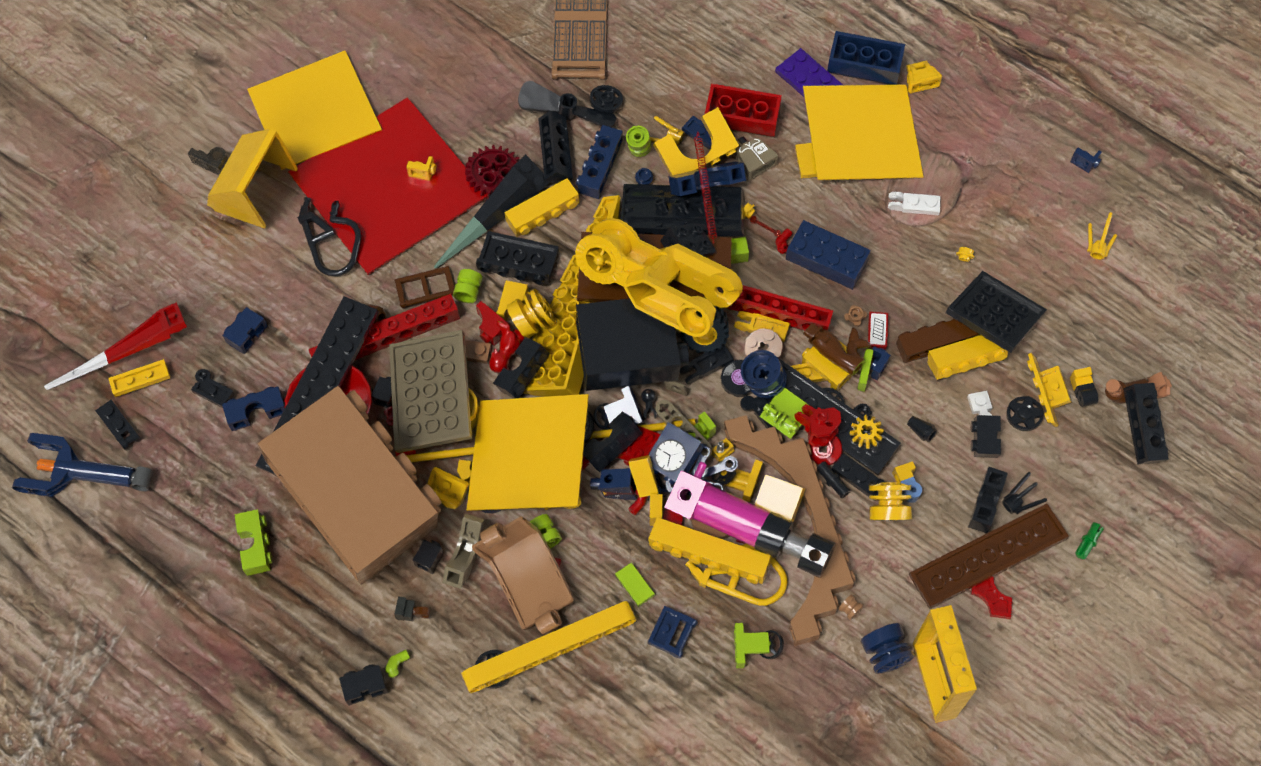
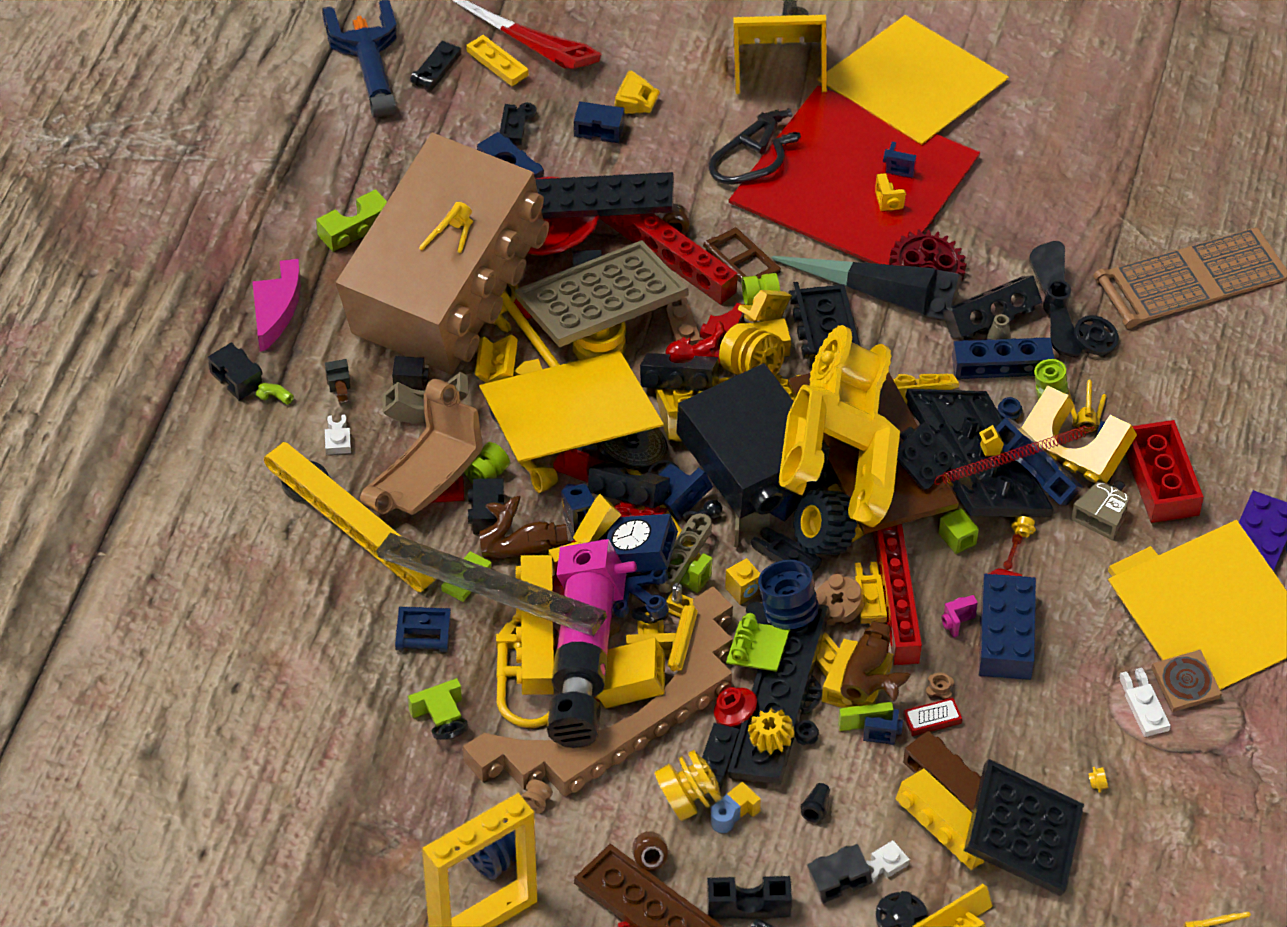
camera: 65 degrees right, 15 degrees down
(228, 297) = (636, 94): none -> yellow piece
(307, 630) = (276, 302): none -> dark pink slope
(354, 456) = (456, 217): none -> yellow plant
(396, 150) = (899, 162): none -> dark blue bracket
(462, 631) = (337, 437): none -> white plate
(491, 293) = (766, 306): none -> yellow bracket
(542, 207) = (906, 324): yellow brick -> none
(578, 154) = (1000, 328): none -> dark tan cone
(580, 547) = (484, 492): none -> black brick
(627, 528) = (525, 541): none -> reddish brown piece
(675, 568) = (492, 584): none -> clear smoke plate
(691, 196) = (991, 441): none -> yellow piece
(723, 400) = (742, 581): none -> yellow brick
(764, 457) = (682, 638): none -> yellow axle
(804, 285) = (957, 612): none -> dark pink bracket
(819, 423) = (753, 677): red hinge -> none
(833, 479) = (697, 728): black pin -> none
(910, 171) = (1186, 680): none -> tile
(927, 548) = (650, 851): none -> reddish brown head

